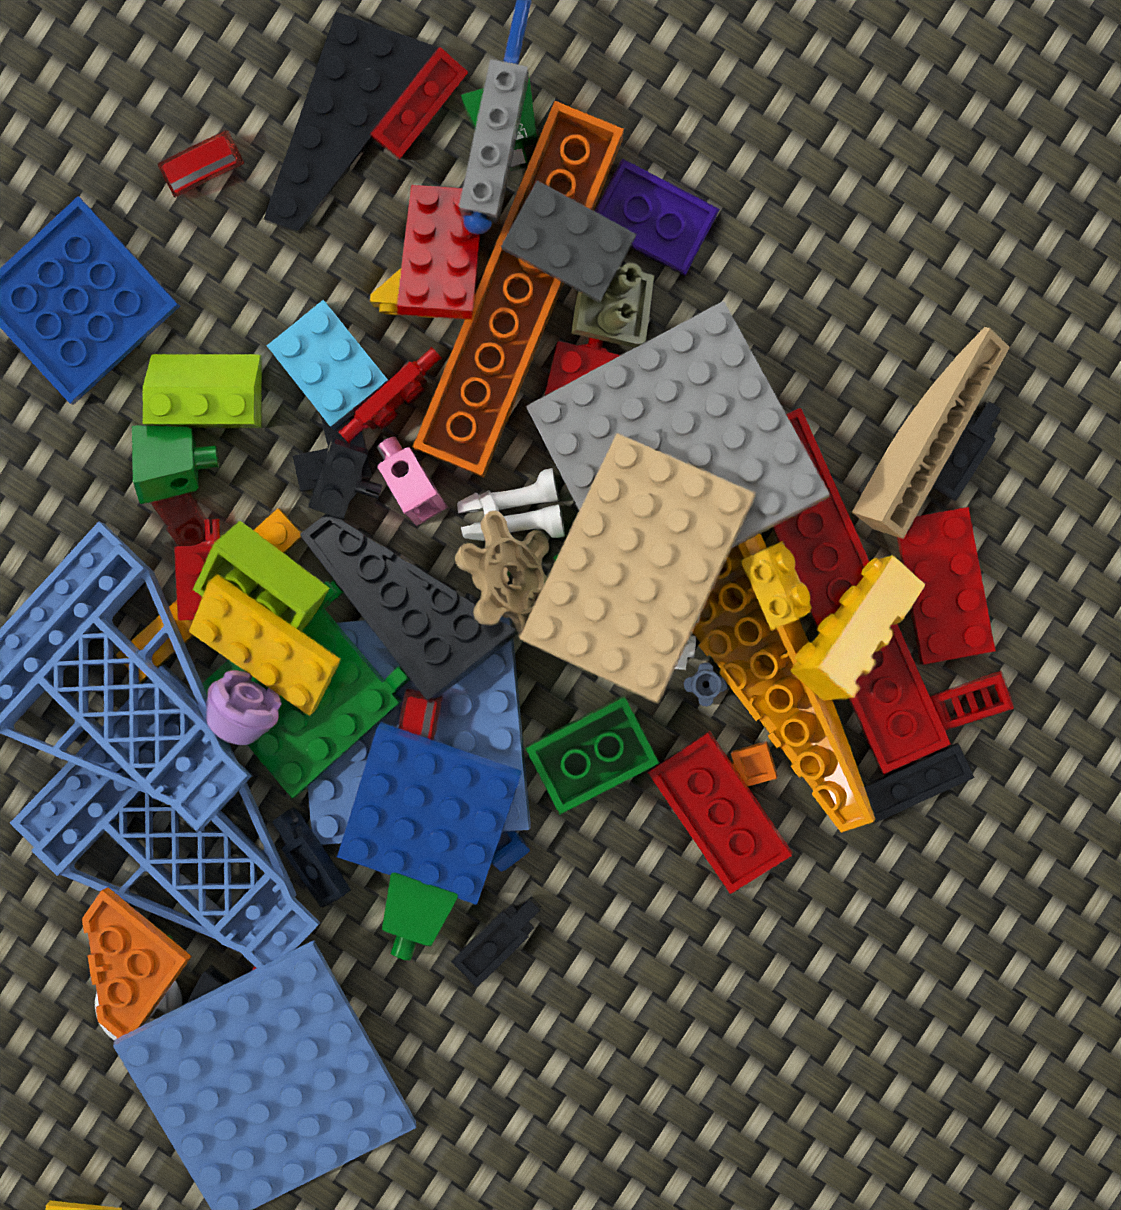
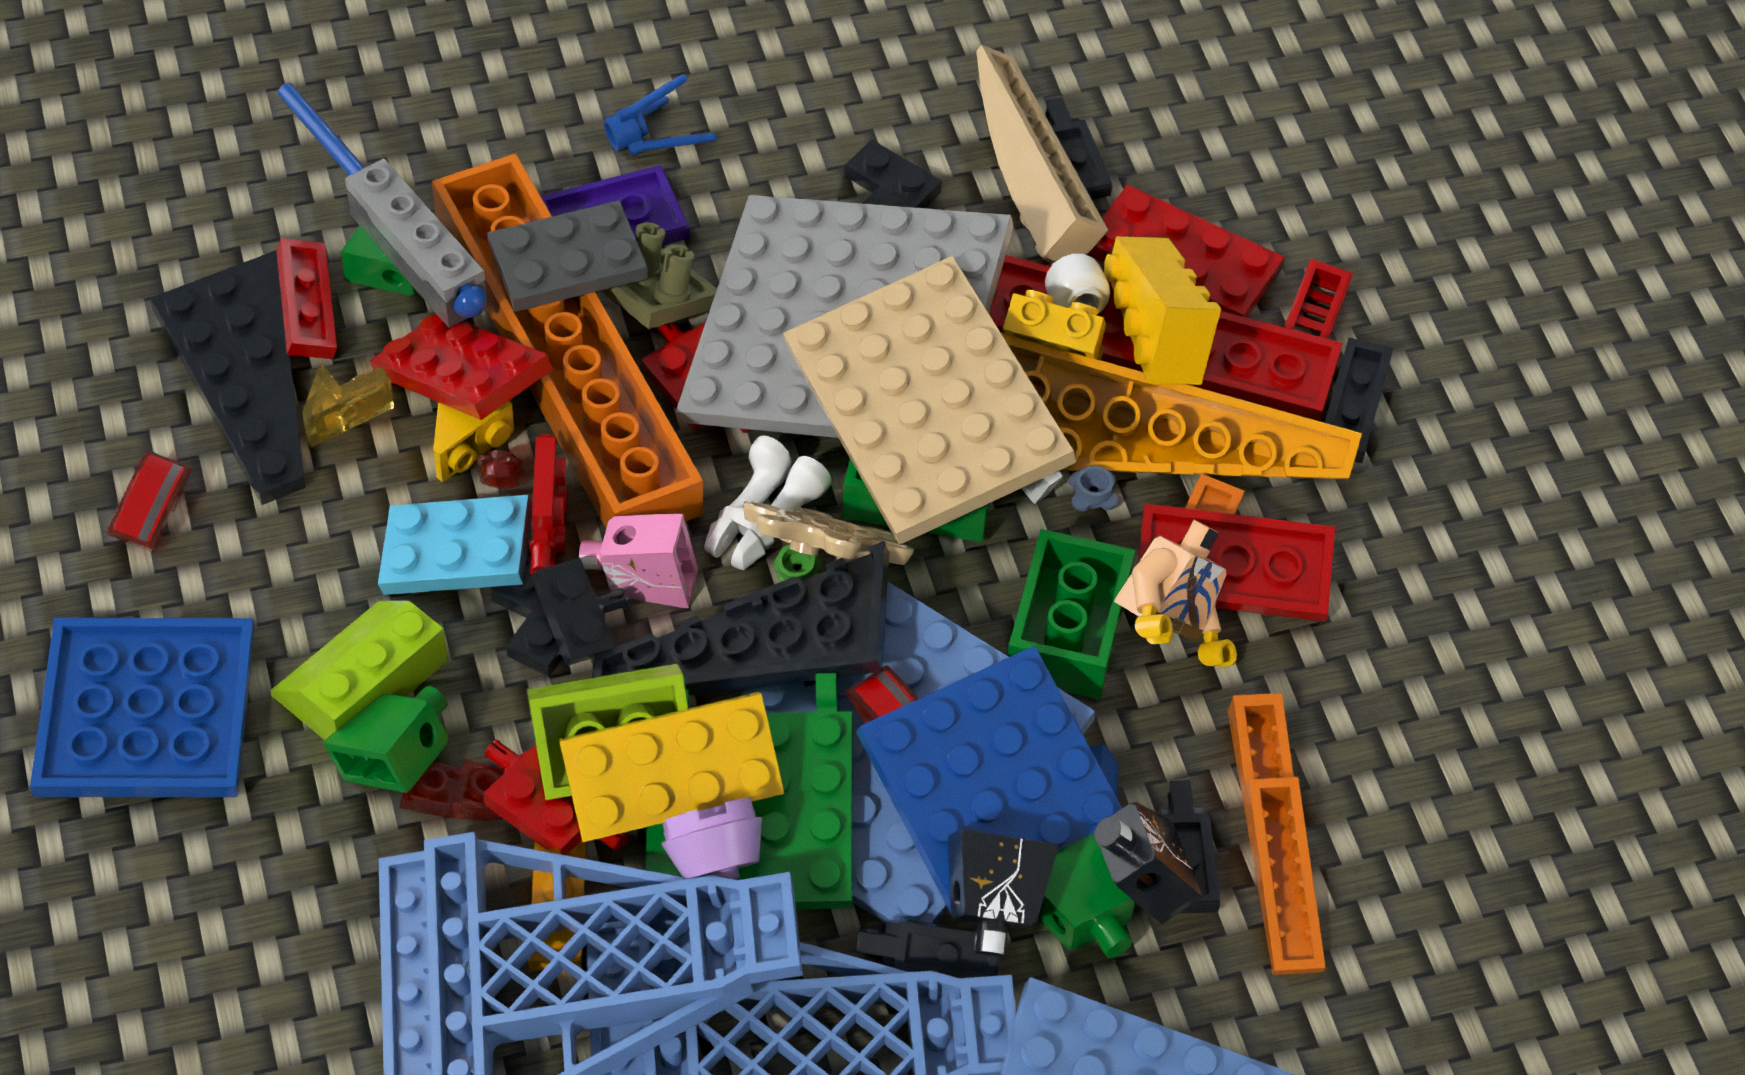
camera: 50 degrees left, 35 degrees down
(355, 199) = (338, 408): none -> clear yellow slope
(360, 878) = (997, 884): none -> black torso
(403, 337) = (500, 469): none -> clear red plate
(455, 936) = (1144, 843): none -> black torso
(557, 975) = (1276, 833): none -> orange slope
(643, 811) = (1177, 593): none -> torso
(729, 161) = (628, 125): none -> blue plant
(837, 559) = (1077, 280): none -> white head
(840, 369) = (891, 178): none -> black plate

